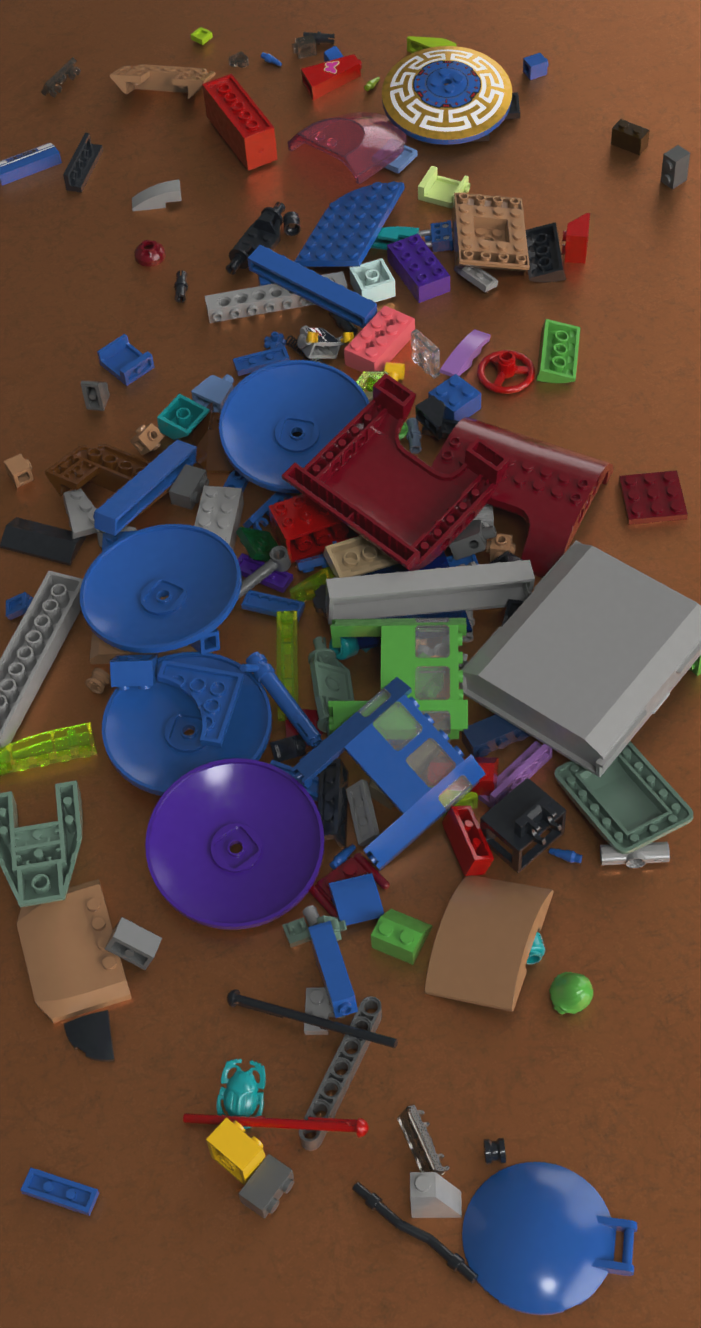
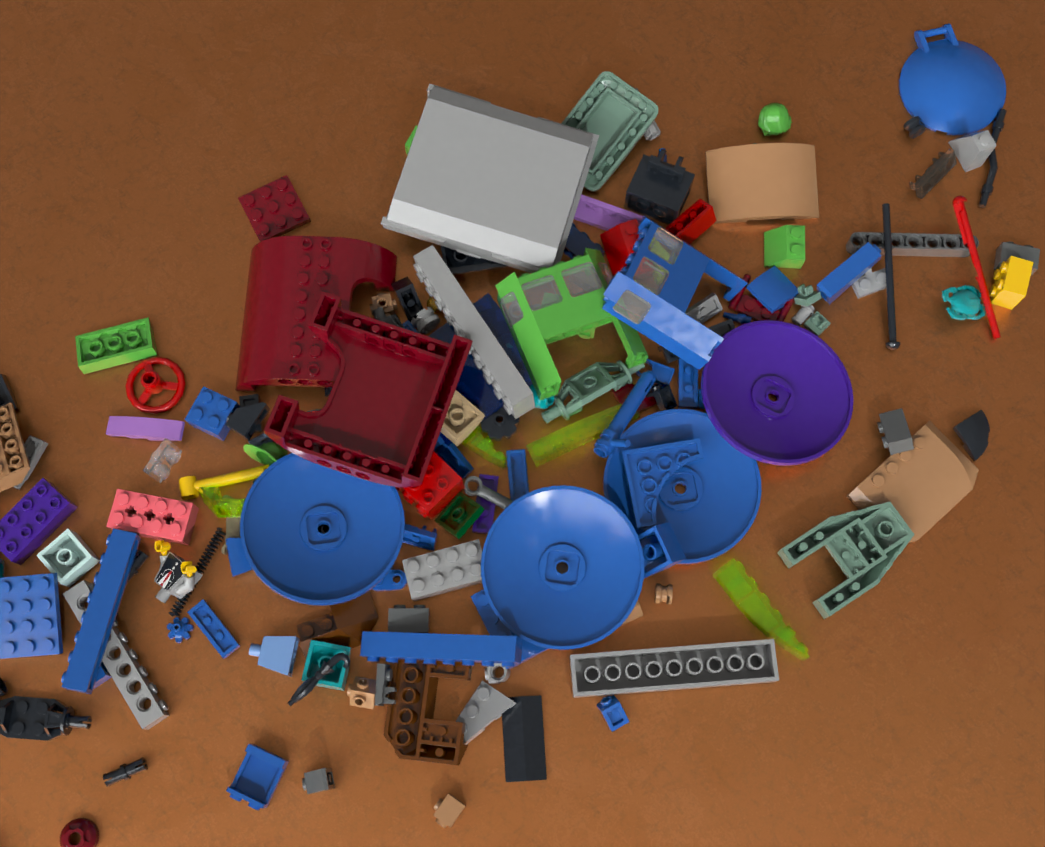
camera: 115 degrees left, 20 degrees up
(142, 450) = (384, 675): none -> dark grey plate
(170, 393) = (326, 667): none -> black piece

